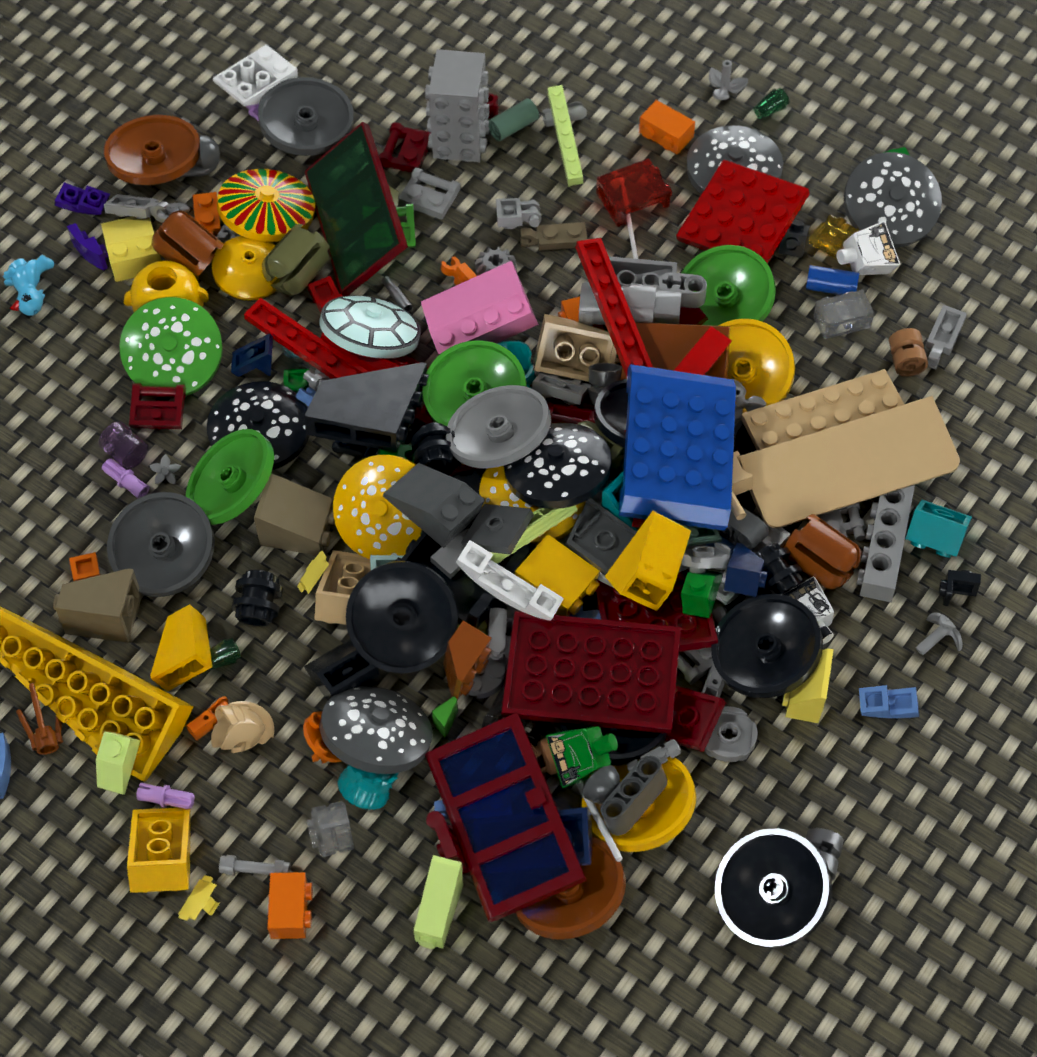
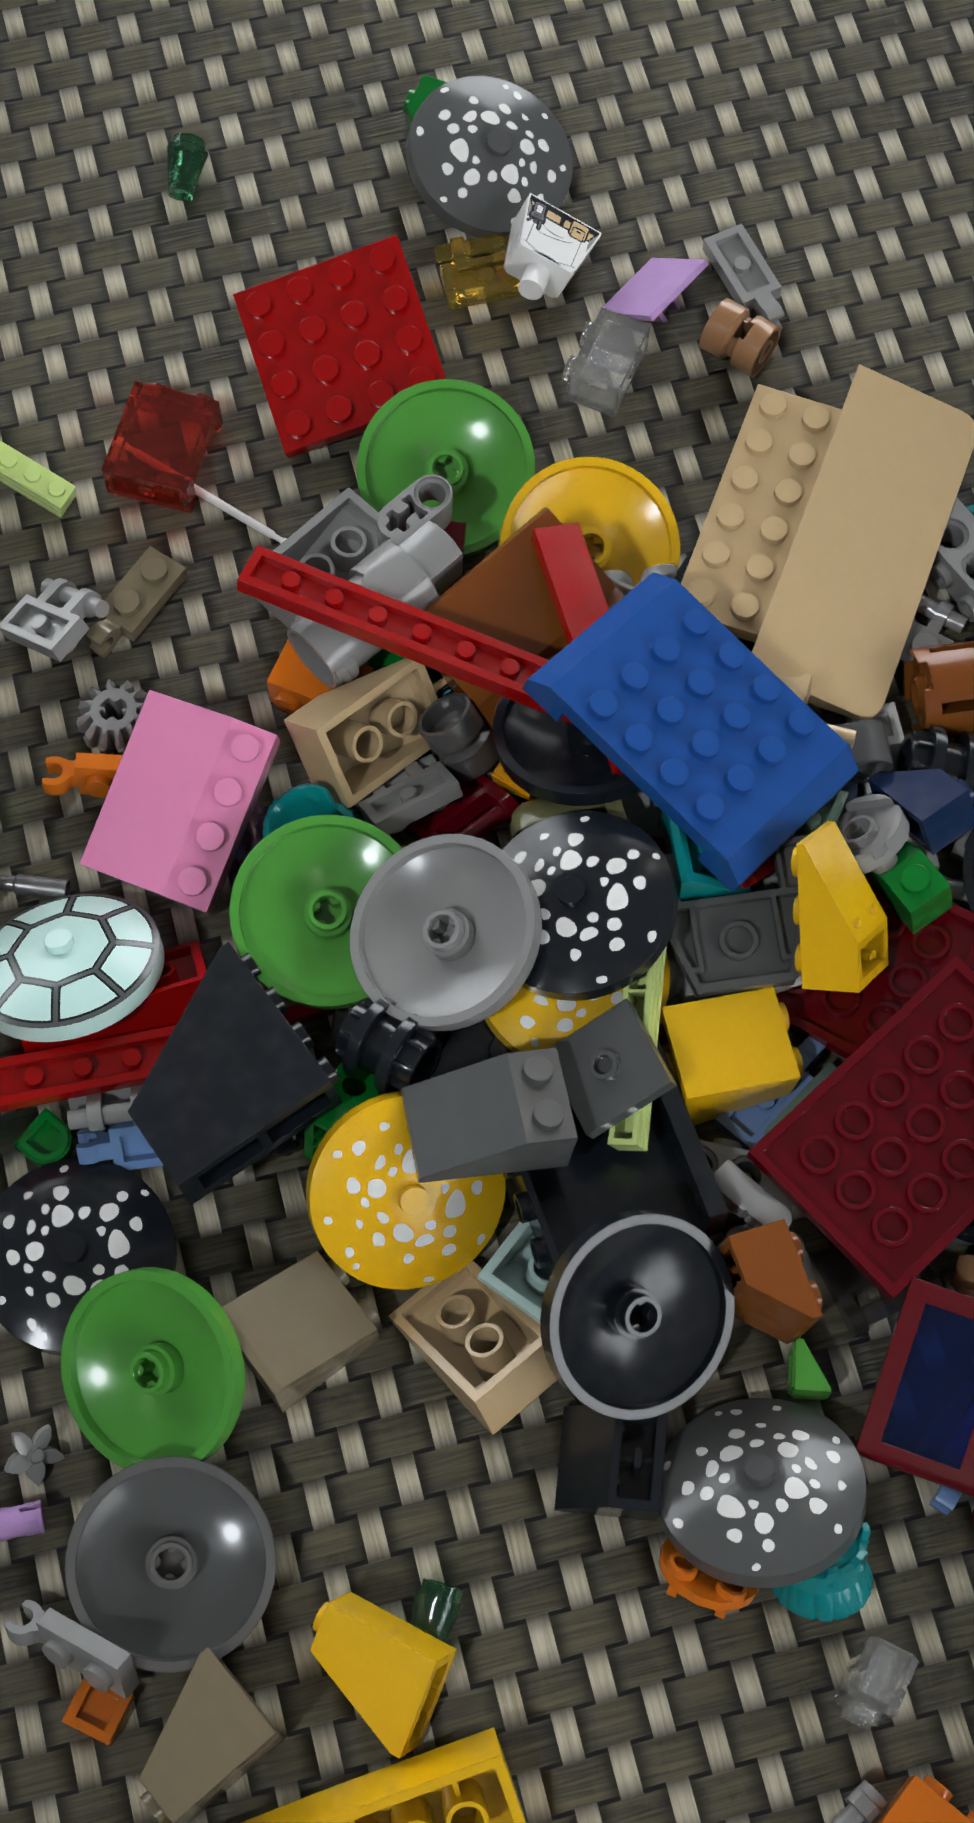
camera: 50 degrees left, 10 degrees up
(100, 539) = (72, 1645): none -> light grey plate
(205, 721) = (528, 1723): orange bar -> none
(241, 726) = (590, 1675): tan helmet -> none
(256, 602) = (389, 1490): black piece -> none
(313, 573) = (411, 1373): light yellow piece -> none
(446, 557) = (590, 1167): light grey slope -> none
(505, 585) = (715, 1127): white slope -> none
(666, 127) = (95, 318): orange brick -> none
(723, 82) = (95, 187): light grey plant -> none
(734, 144) = (204, 269): dark grey dish -> none
(794, 239) = (440, 317): black bracket -> none
(831, 280) = (543, 331): blue pin -> none
(895, 304) = (655, 288): none -> lavender piece

